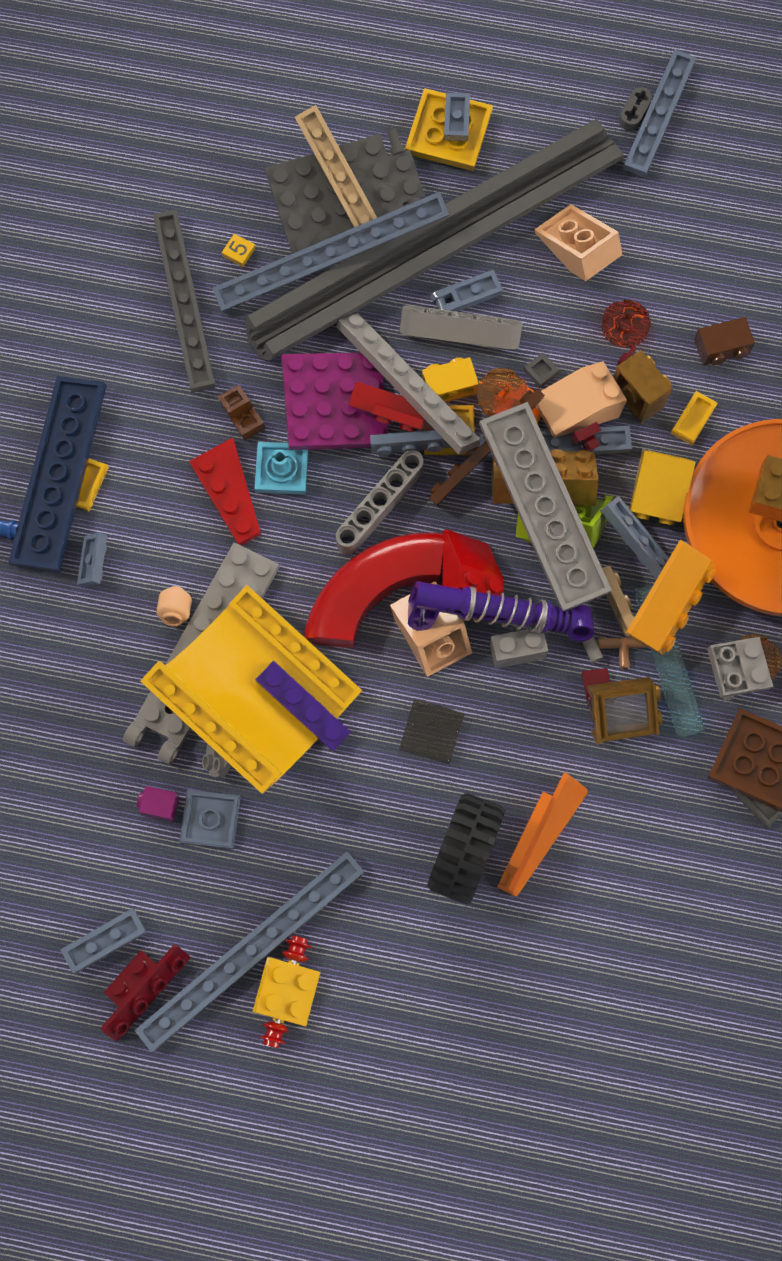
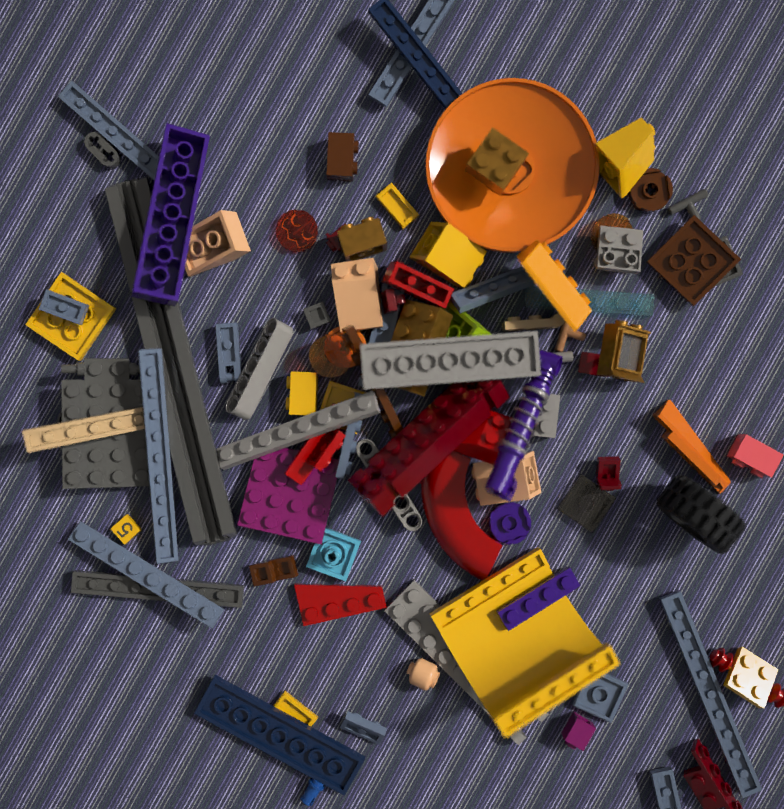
camera: 75 degrees left, 15 degrees up
(196, 282) = (146, 574): none -> sand blue plate
(379, 651) = (509, 523): none -> dark purple tile
(446, 516) = (427, 441): none -> dark red brick
(476, 742) = (608, 473): none -> dark red bracket
(557, 909) = (755, 456): none -> coral brick
(592, 185) = (170, 215): none -> dark purple brick
(614, 456) = (417, 284): none -> red brick

